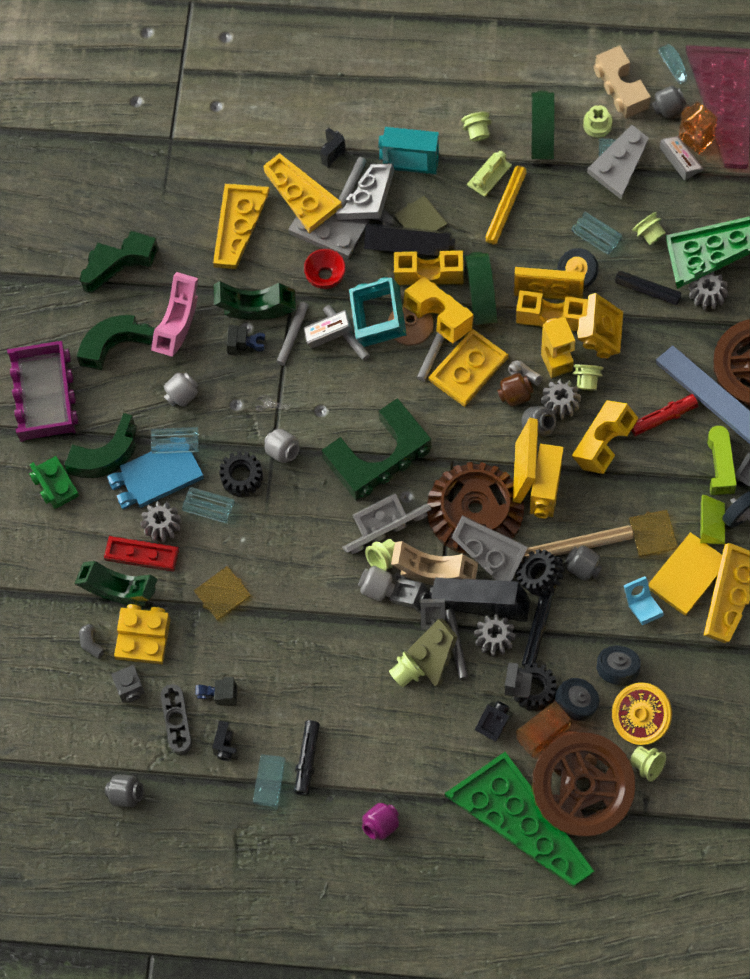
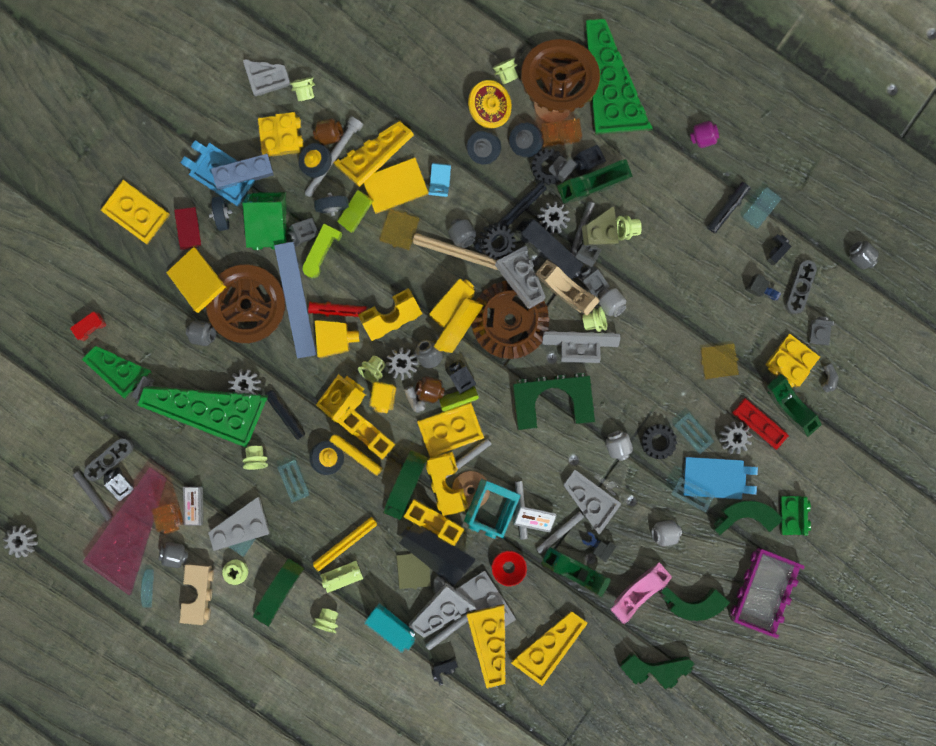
camera: 155 degrees left, 20 degrees up
(278, 380) = (592, 500): none -> light grey wing
(471, 695) = (595, 182): none -> dark green arch
(478, 399) = (456, 399): none -> lime slope
(492, 421) = (460, 376): none -> black bracket
(649, 384) = (333, 338): none -> yellow torso

